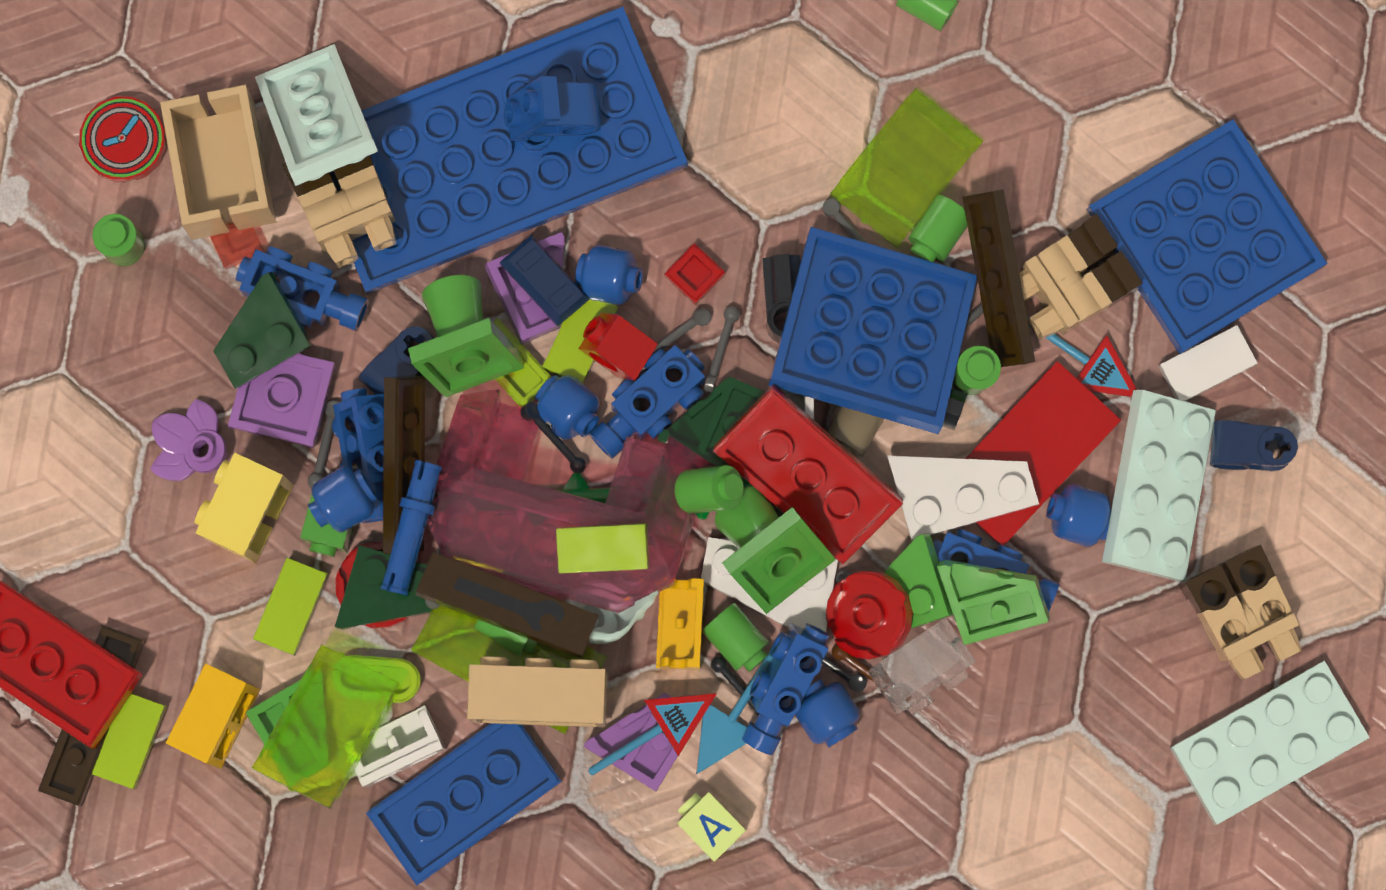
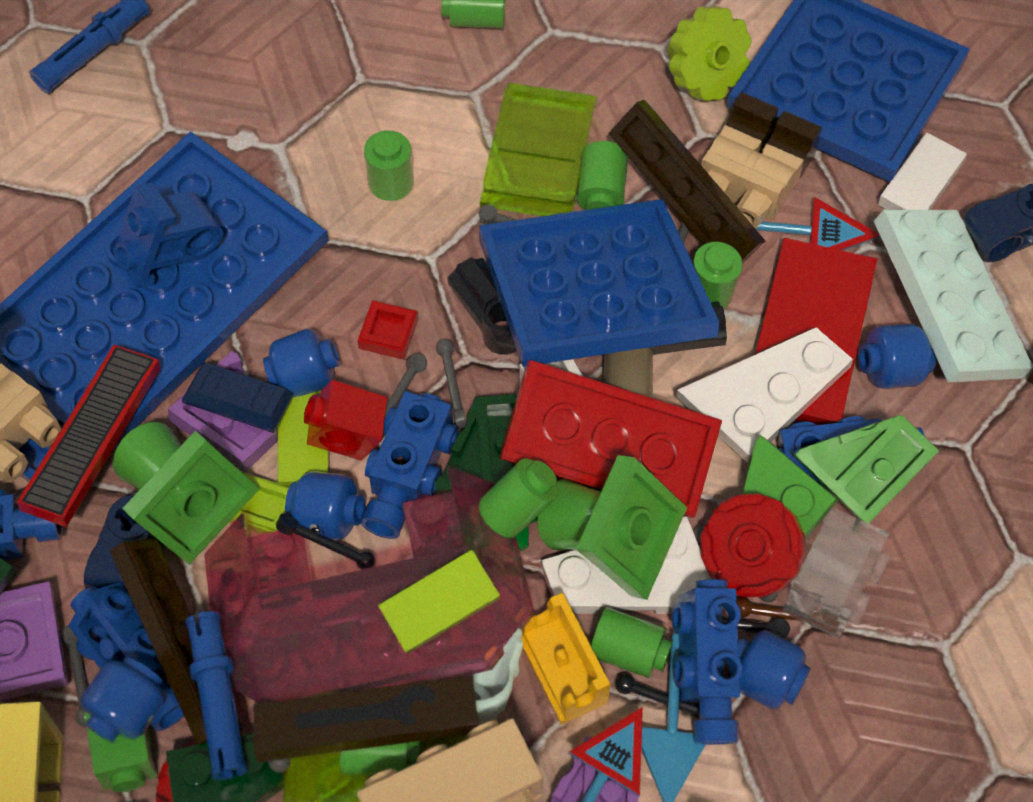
camera: 30 degrees left, 20 degrees down
(415, 259) = (89, 436): none -> tile
(769, 126) = (389, 165): none -> bright green brick
(1093, 159) = (709, 52): none -> lime plant

